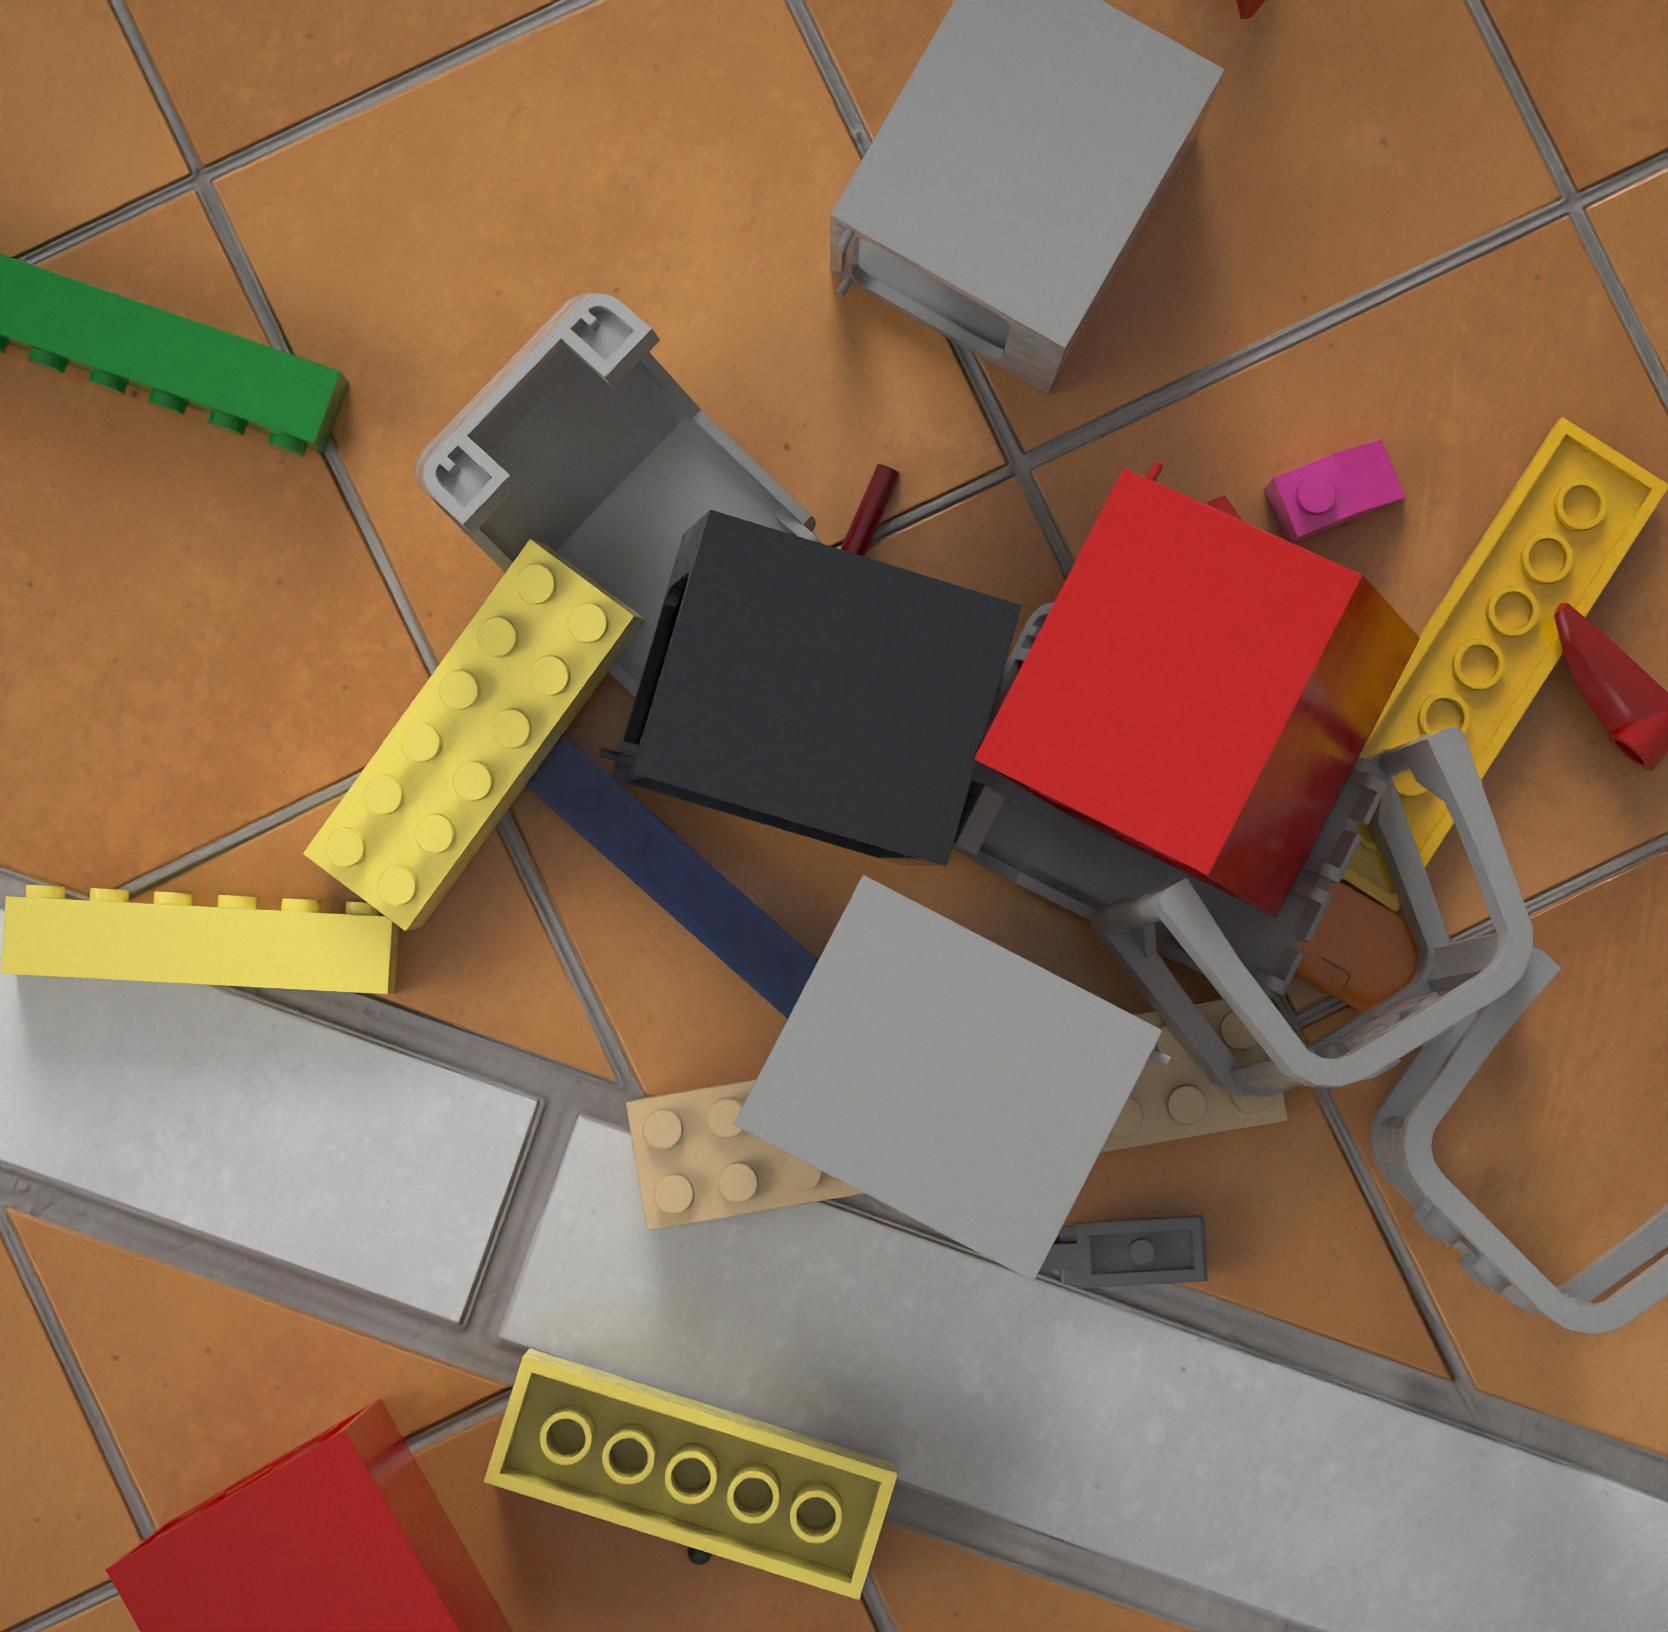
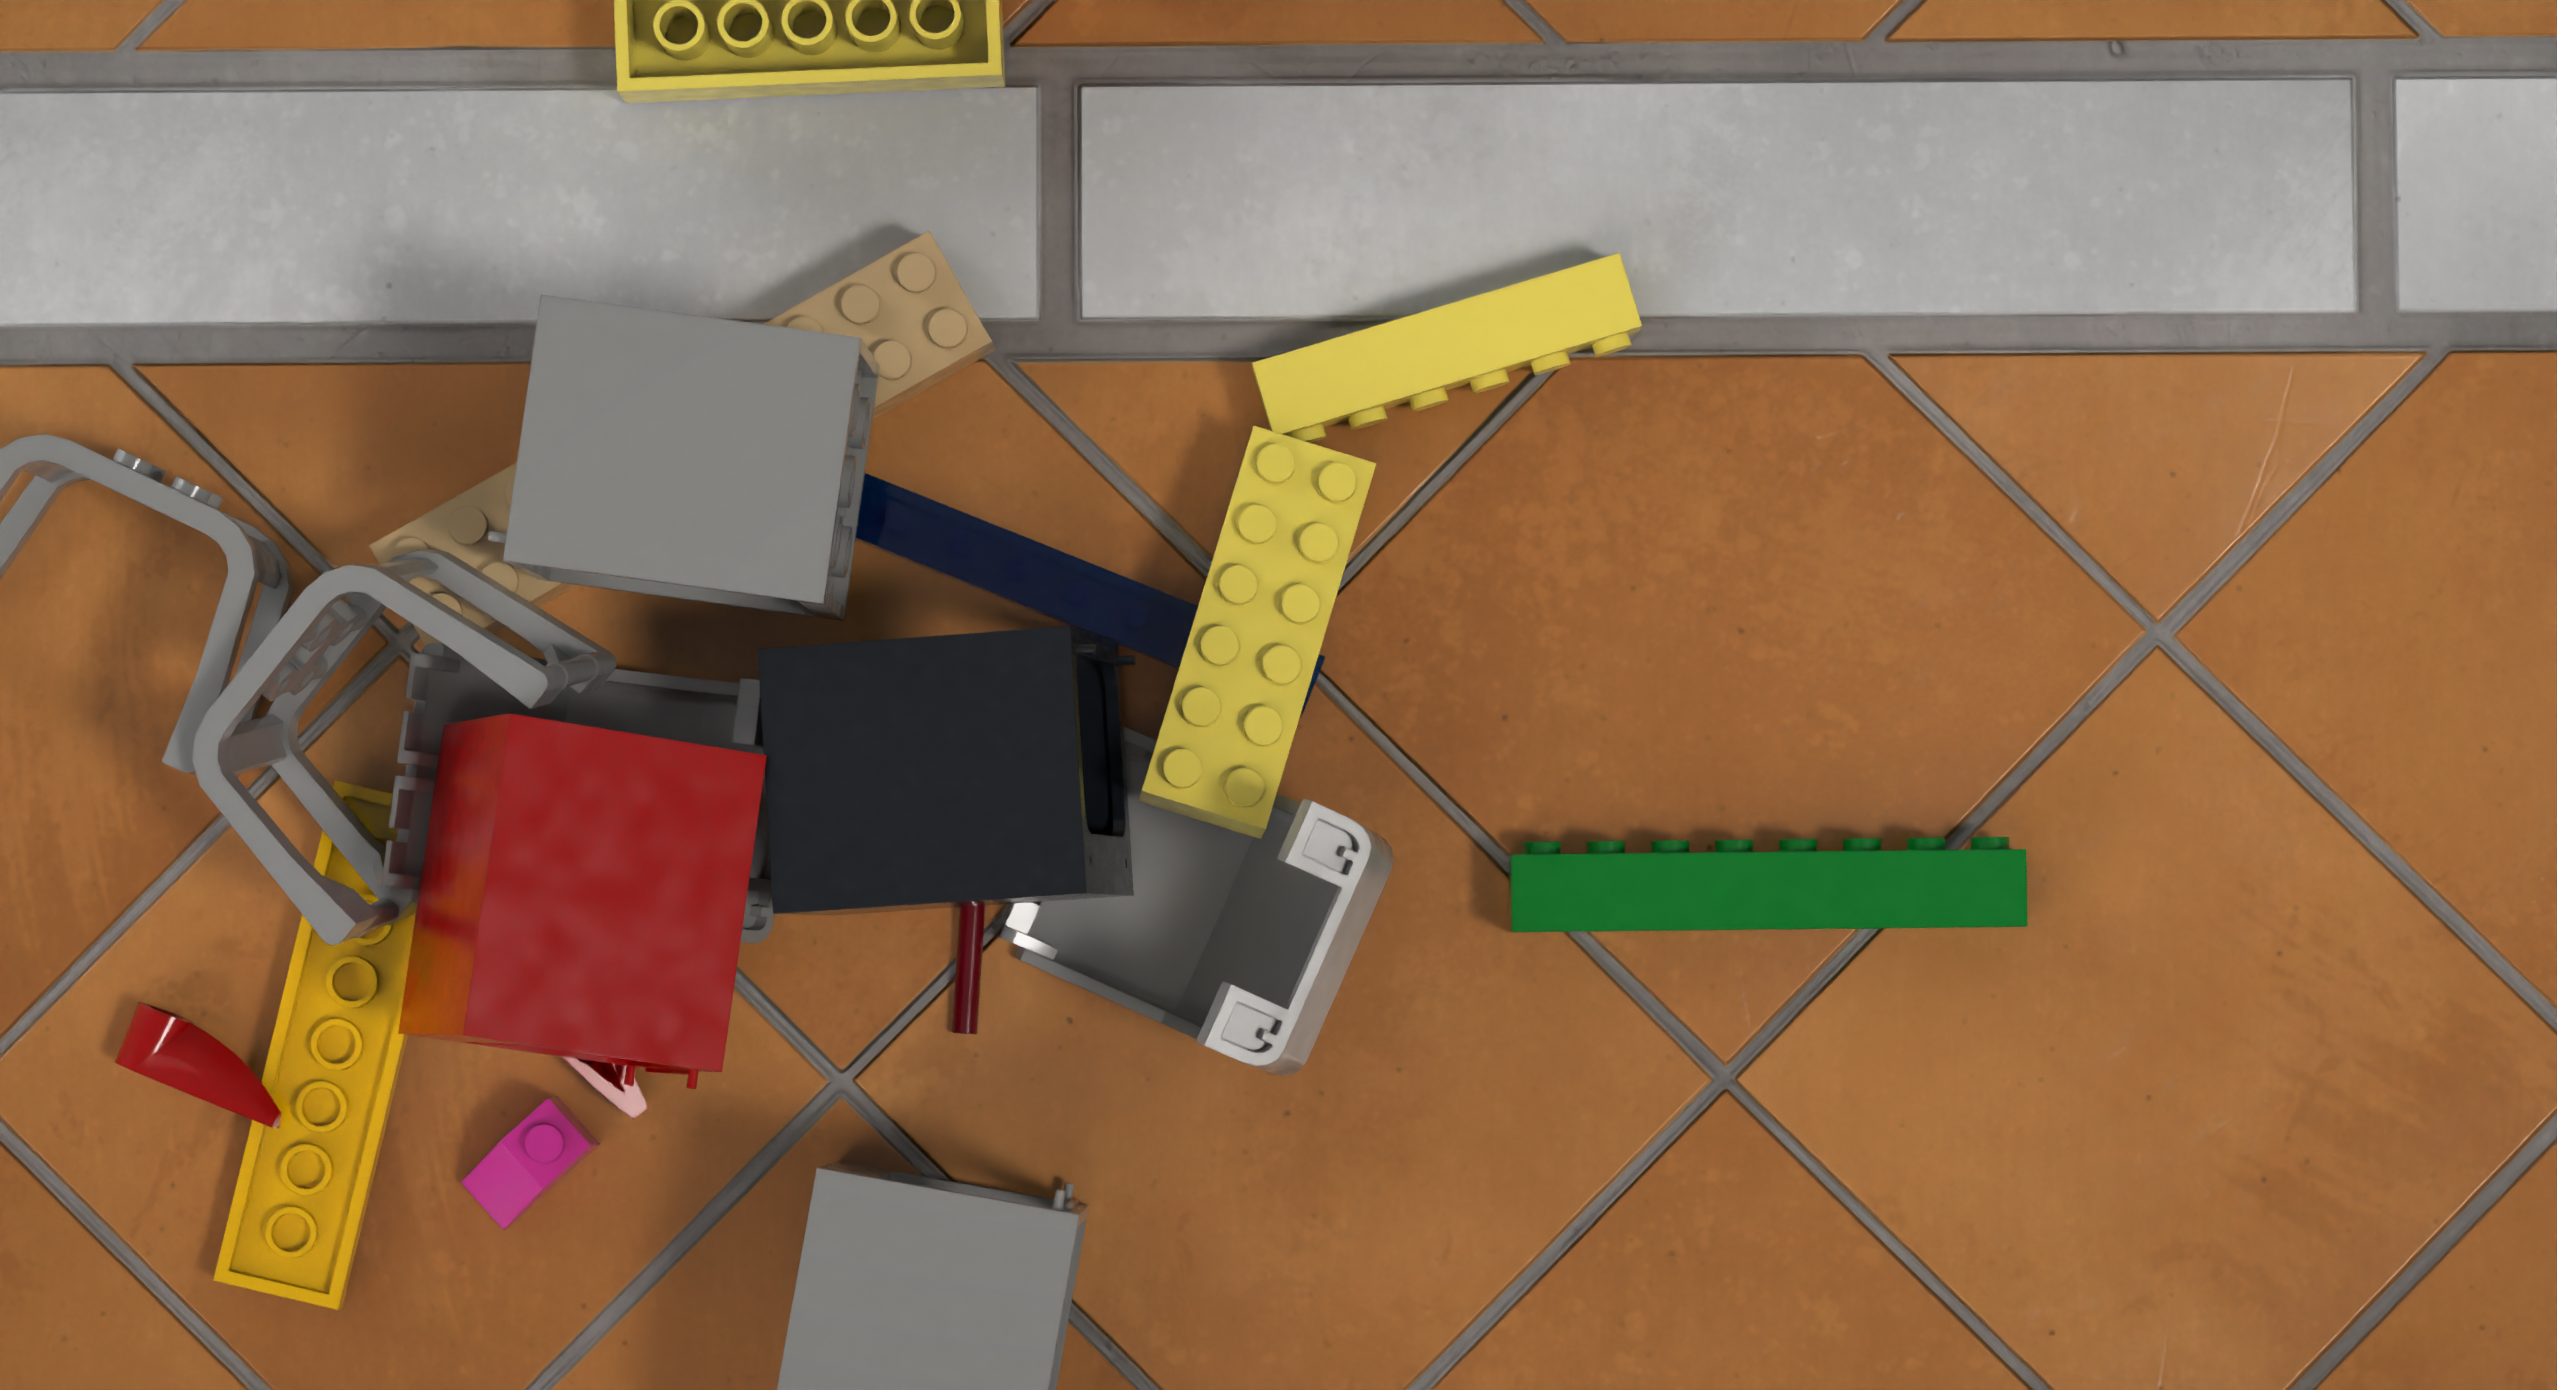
camera: 165 degrees right, 0 degrees up
(1130, 1252) = (468, 376): dark grey hinge -> none
(1359, 950) = (355, 732): orange piece -> none

